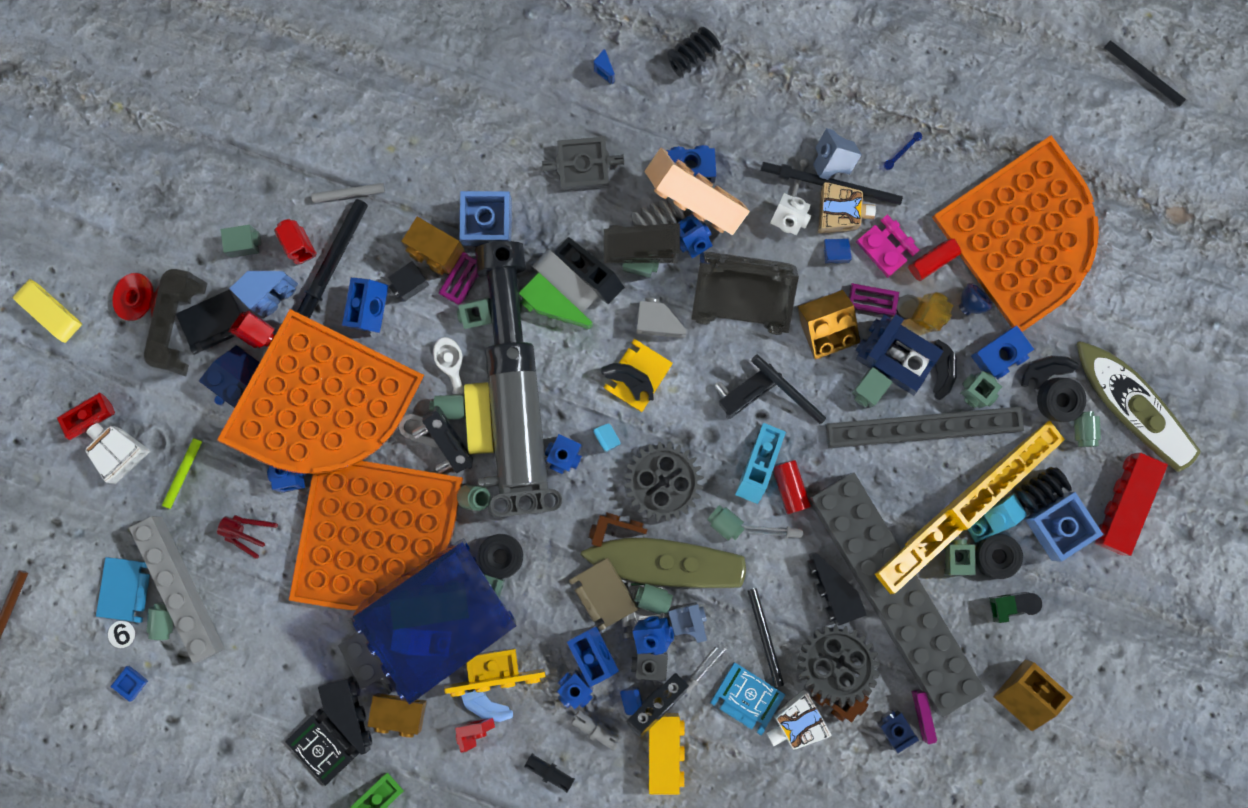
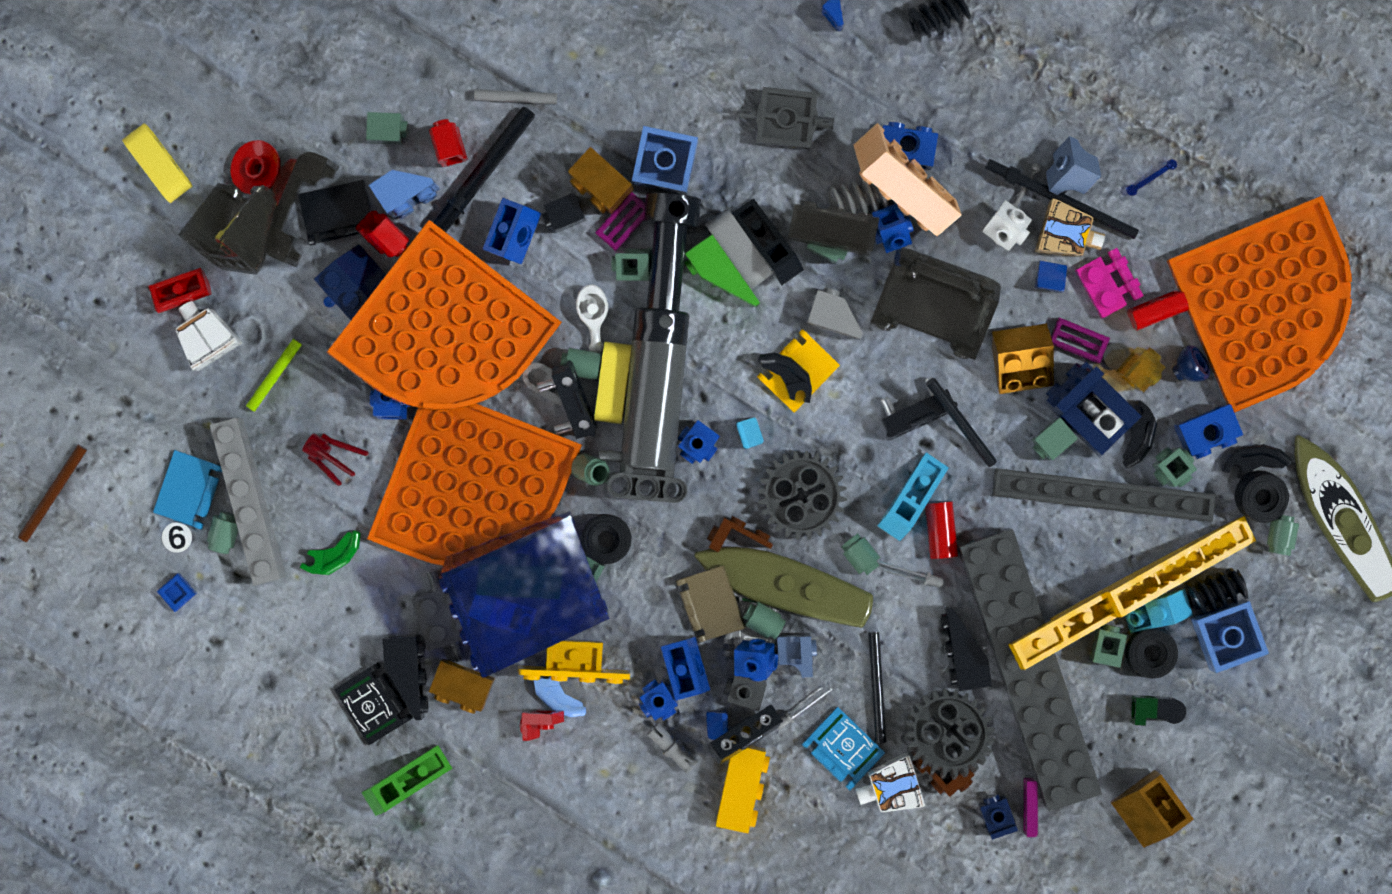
camera: 10 degrees right, 5 degrees up
(117, 350) = (233, 229): none -> clear smoke windscreen
(263, 624) = (332, 559): none -> green piece
(549, 773) = (612, 782): black pin -> none
(1130, 503) = (1310, 626): red brick -> none

